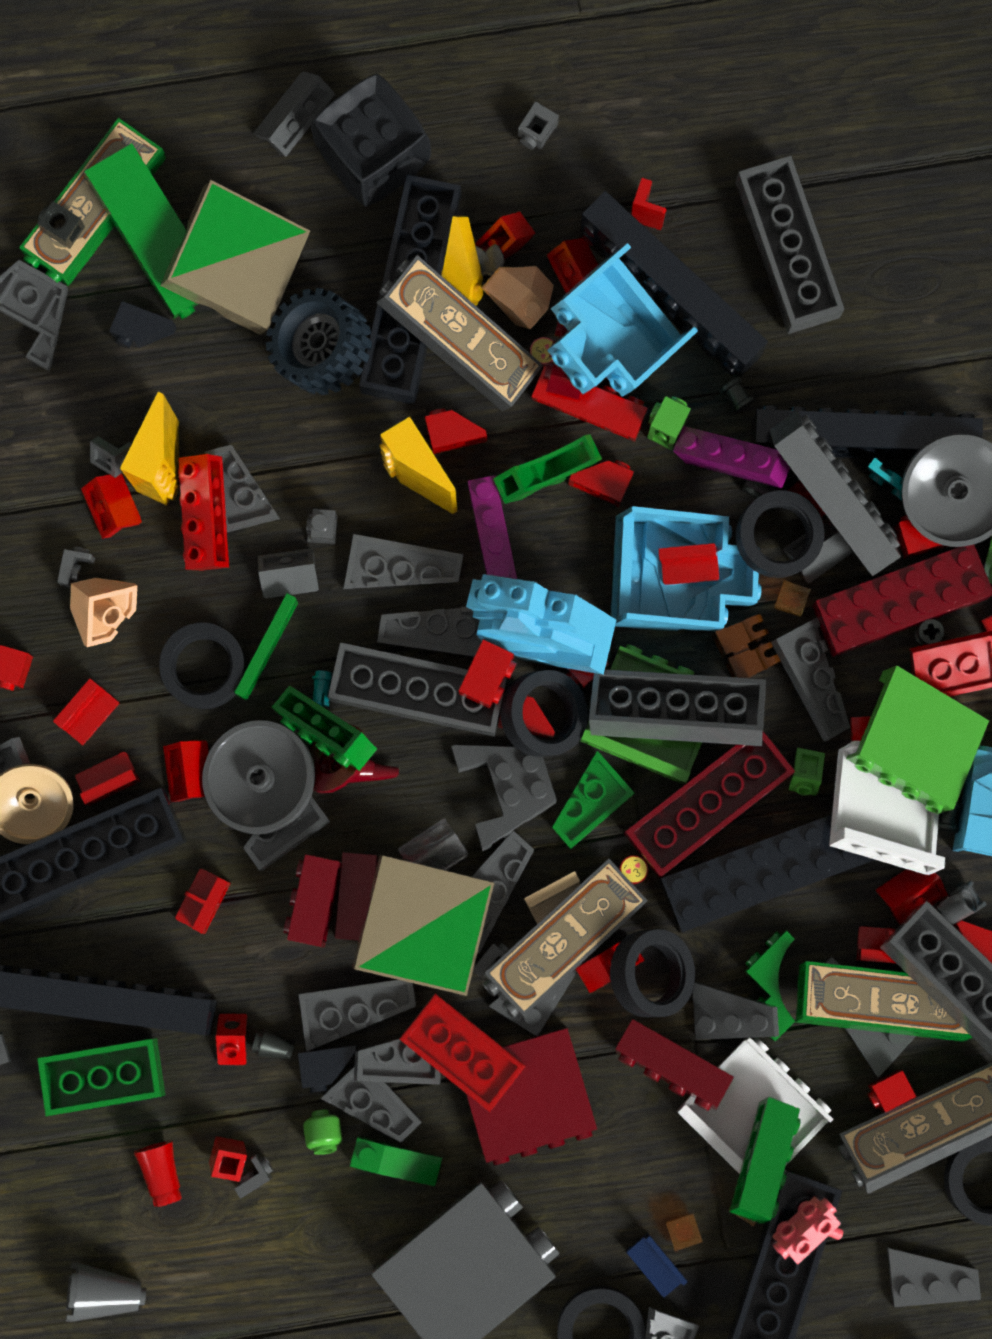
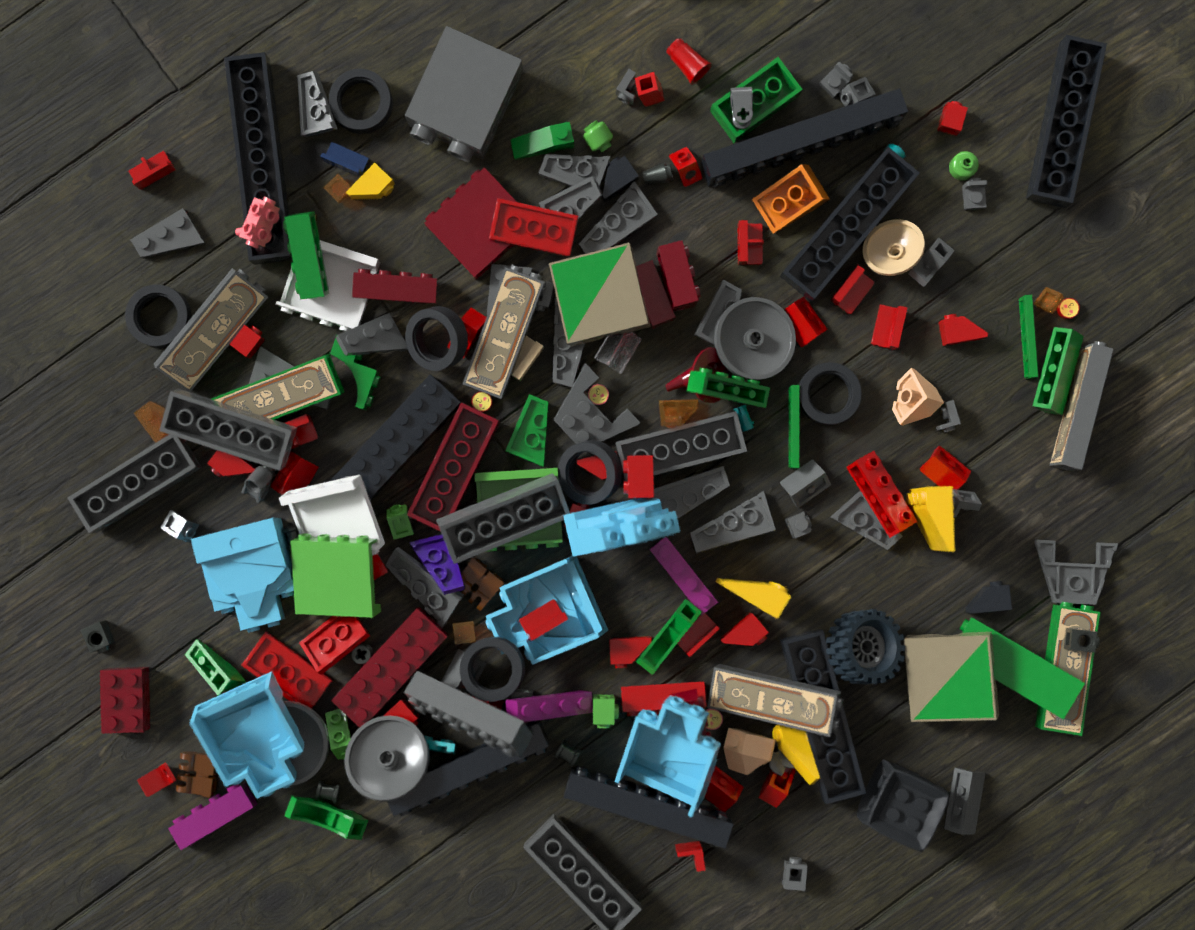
camera: 150 degrees right, 5 degrees up
(123, 931) = (790, 198): none -> orange slope
(124, 1077) = (741, 103): none -> dark grey piece
(401, 735) = (676, 412): none -> clear orange wing
(485, 806) = (598, 394): none -> light yellow tile
(509, 454) = (698, 634): none -> red panel
(637, 1214) = (372, 185): none -> yellow slope
(783, 699) = (437, 561): none -> dark purple wing

